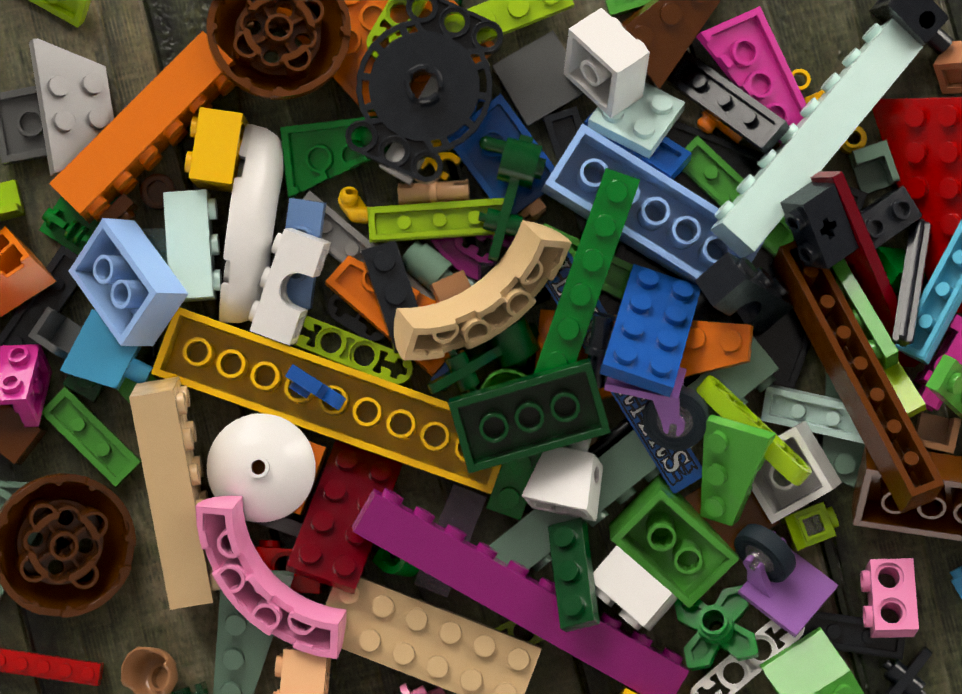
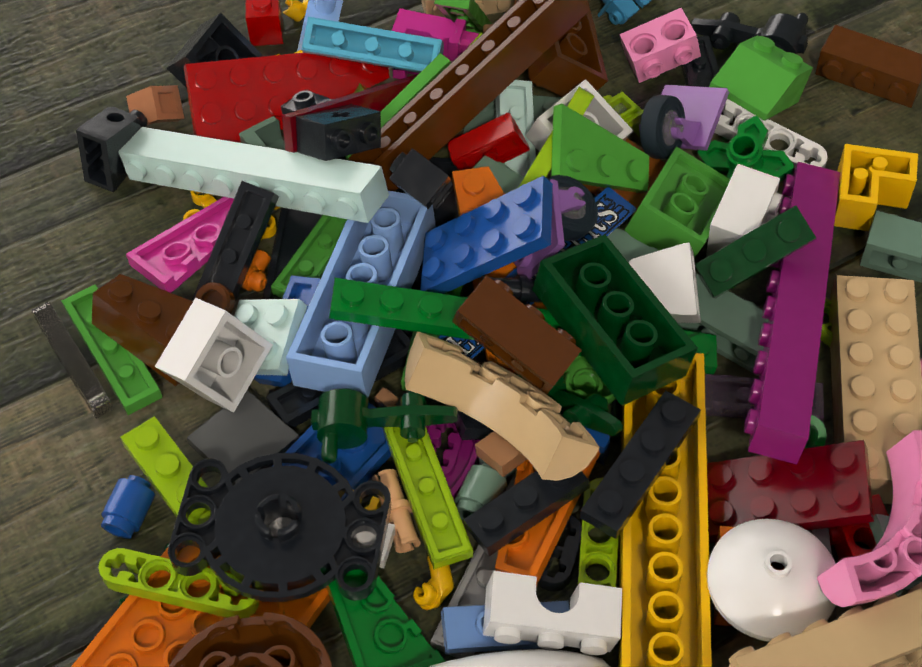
camera: 110 degrees left, 30 degrees down
(306, 384) = (661, 549): blue plate -> none
(394, 398) = (640, 464): none -> black plate
(538, 326) = (516, 334): none -> reddish brown brick
(686, 78) = (217, 295): none -> reddish brown tile
(793, 374) = (497, 139): none -> red slope
(911, 283) = (375, 72): axle -> none

